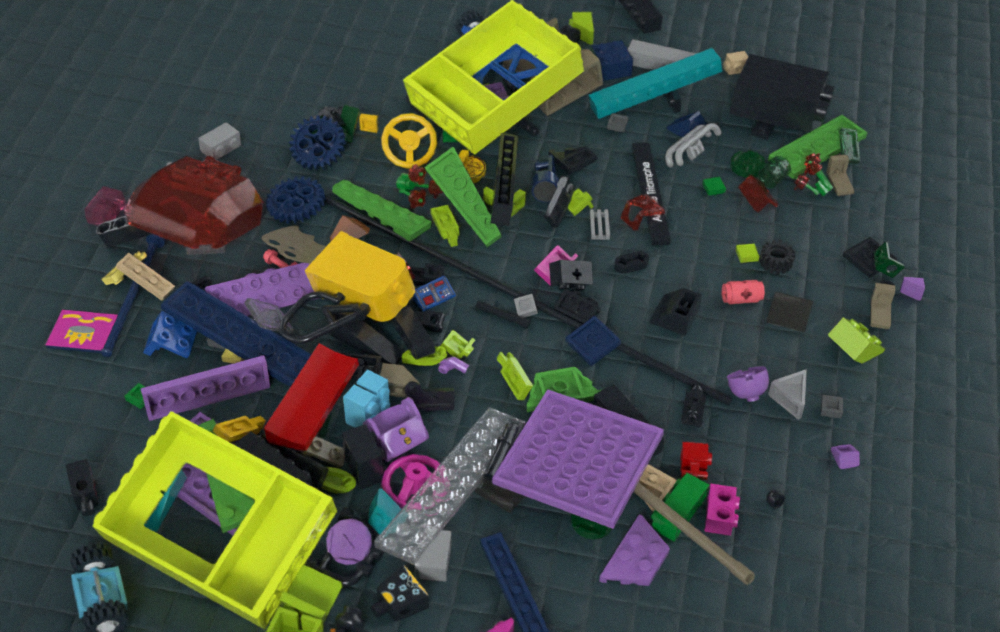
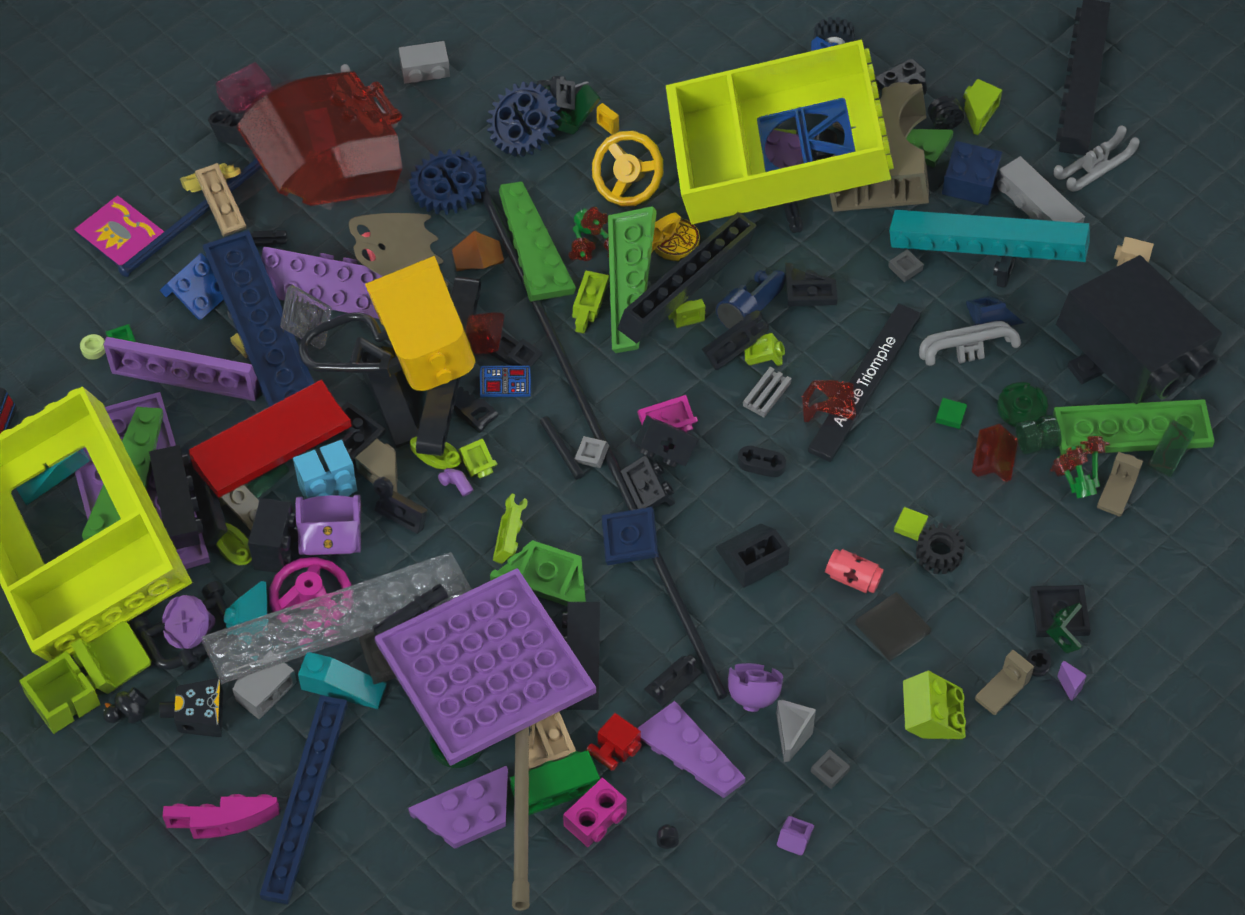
camera: 35 degrees right, 10 degrees up
(121, 410) = (92, 346): none -> yellowish green tile
(238, 428) = (176, 432): yellow hinge -> none
(479, 523) = (338, 680): none -> teal slope
(670, 27) = (1097, 161): none -> light grey piece
(739, 441) = (683, 742): none -> medium lavender wing

